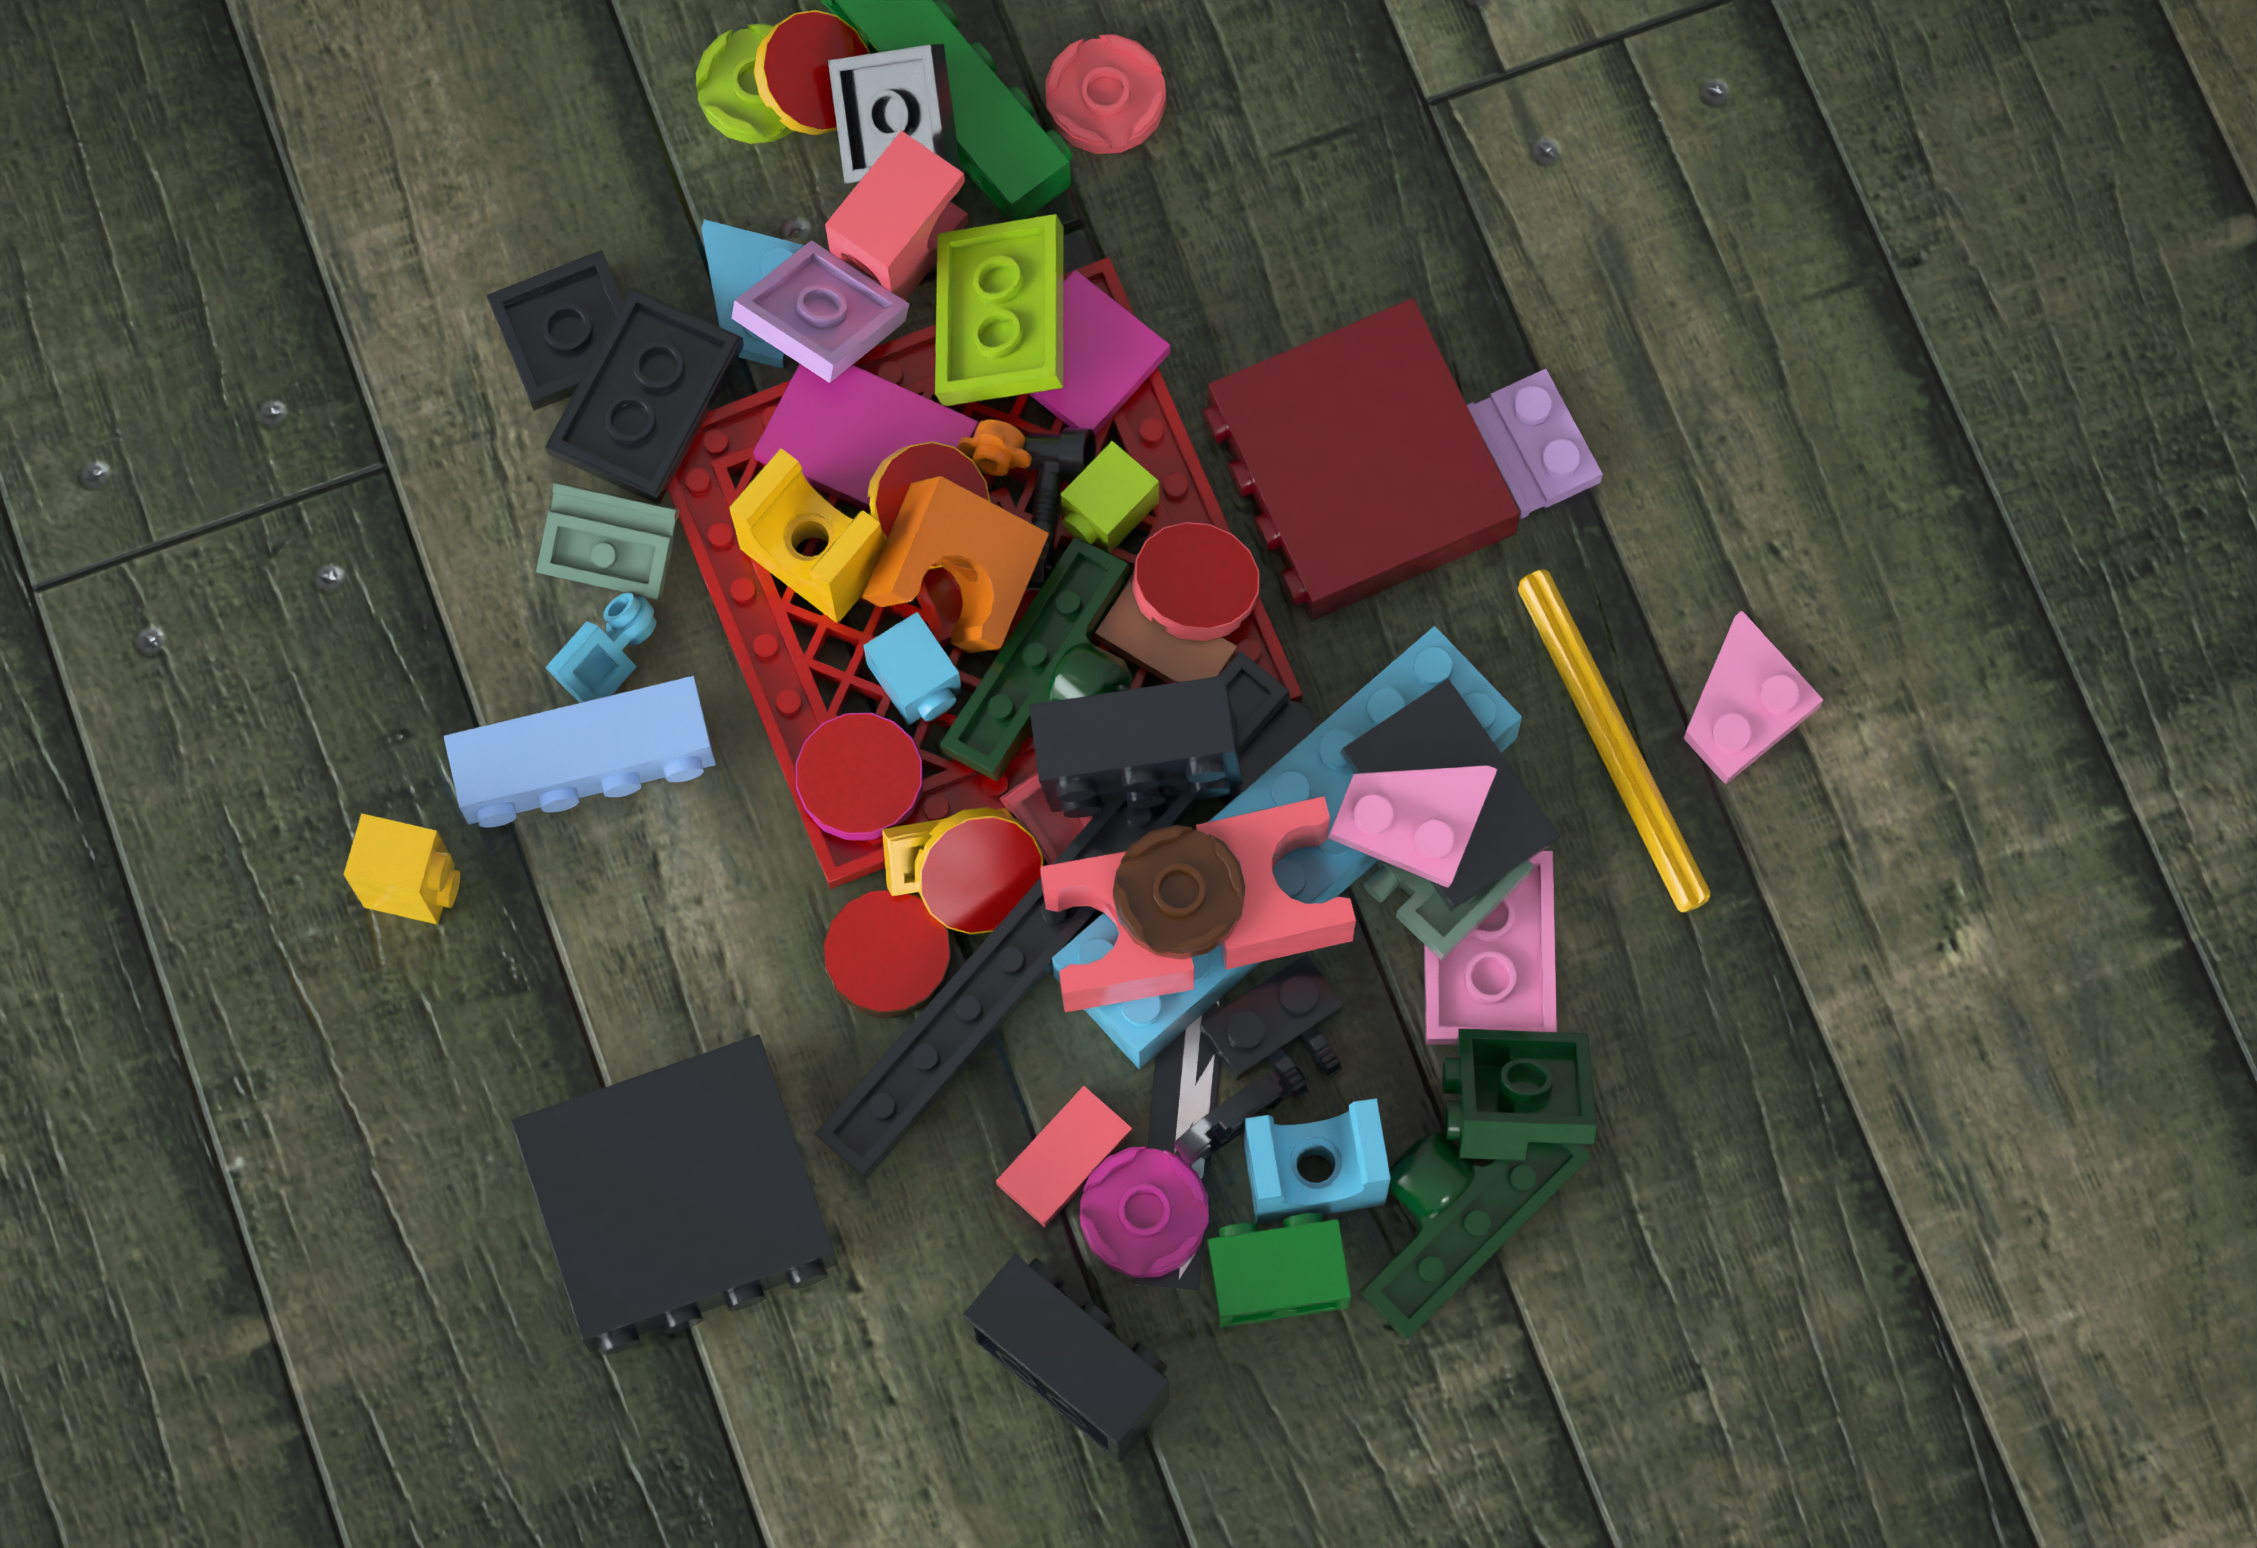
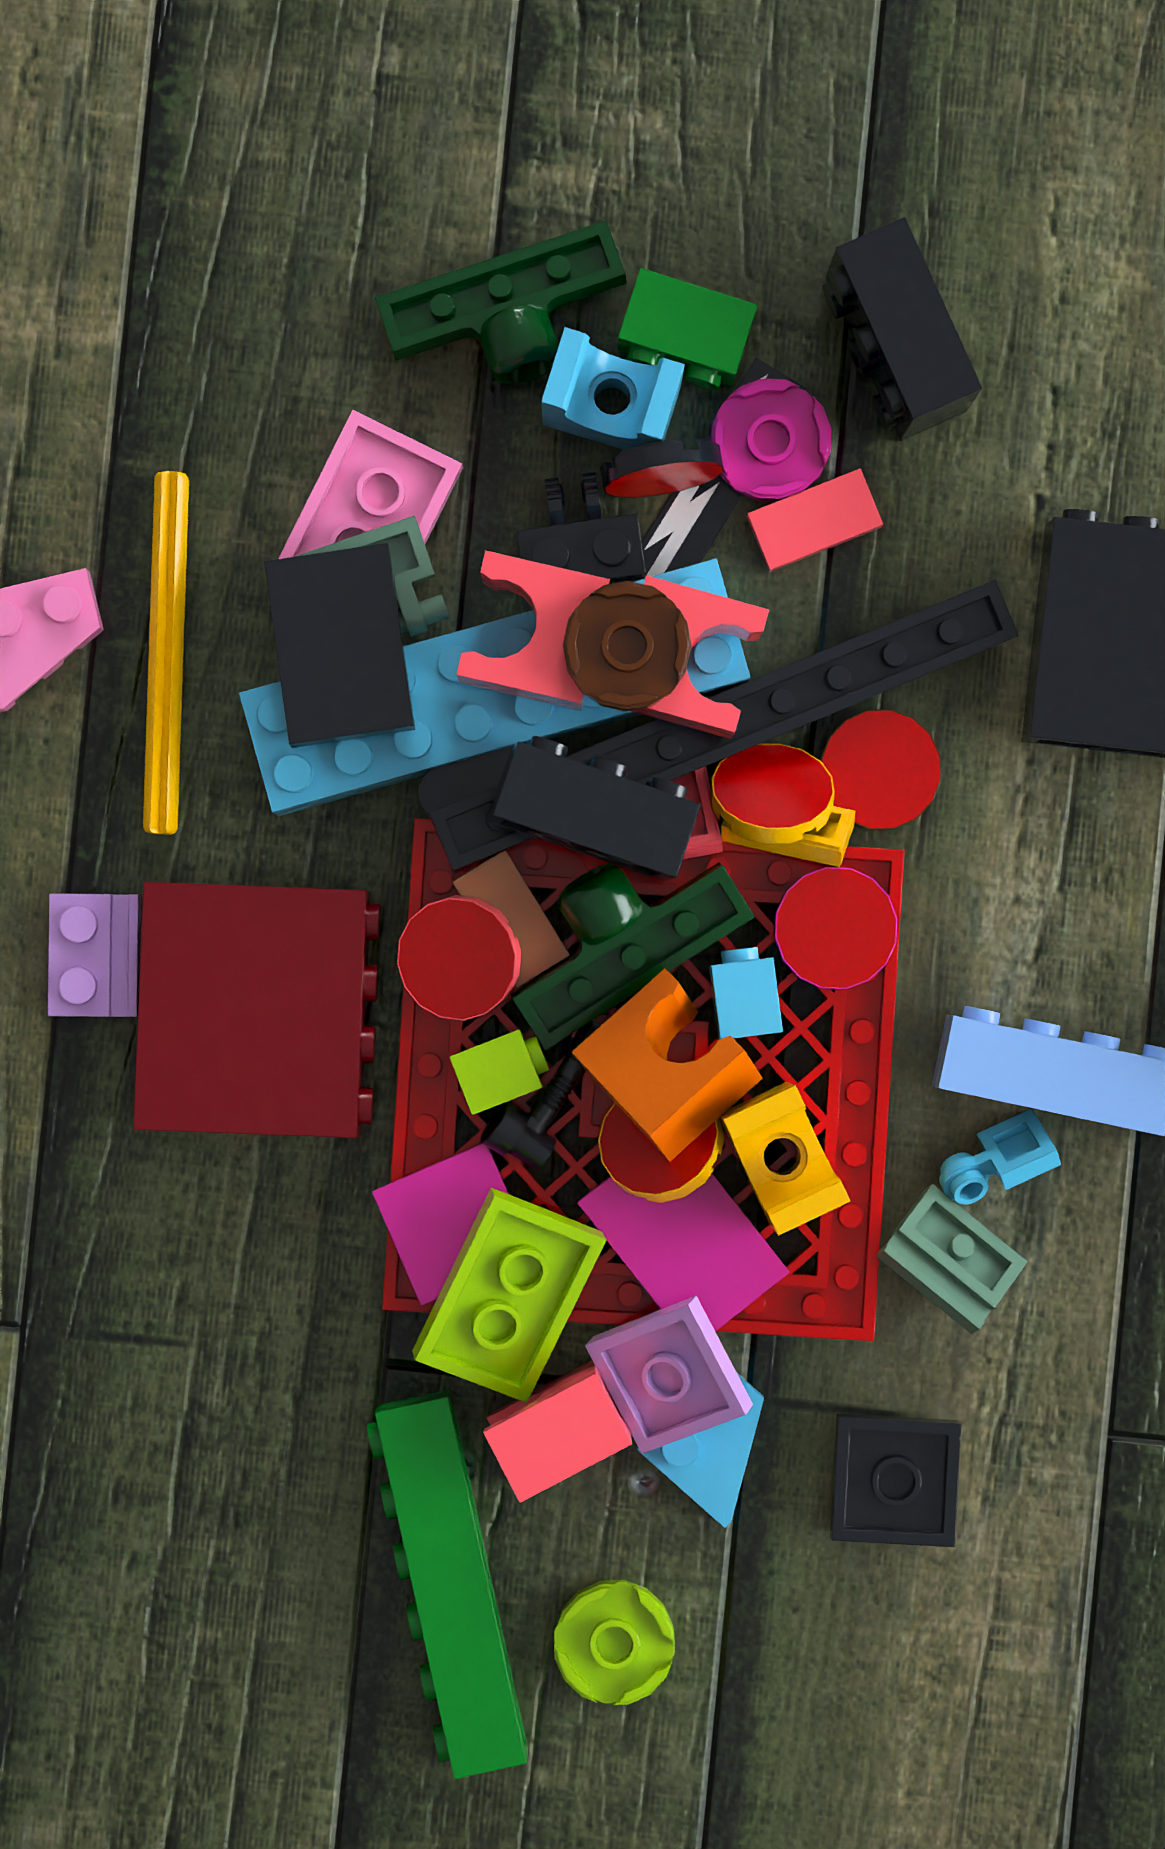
camera: 160 degrees left, 15 degrees up
(645, 396) = (859, 1377): black tile -> none
(795, 69) = (561, 1620): red tile -> none
(888, 94) = (508, 1546): plate -> none
(996, 448) = (575, 1165): orange plate -> none
(1105, 94) = (305, 1476): coral tile -> none
(1414, 817) = (382, 631): bright pink wing -> none
(1518, 1092) = (410, 370): dark green plate -> none

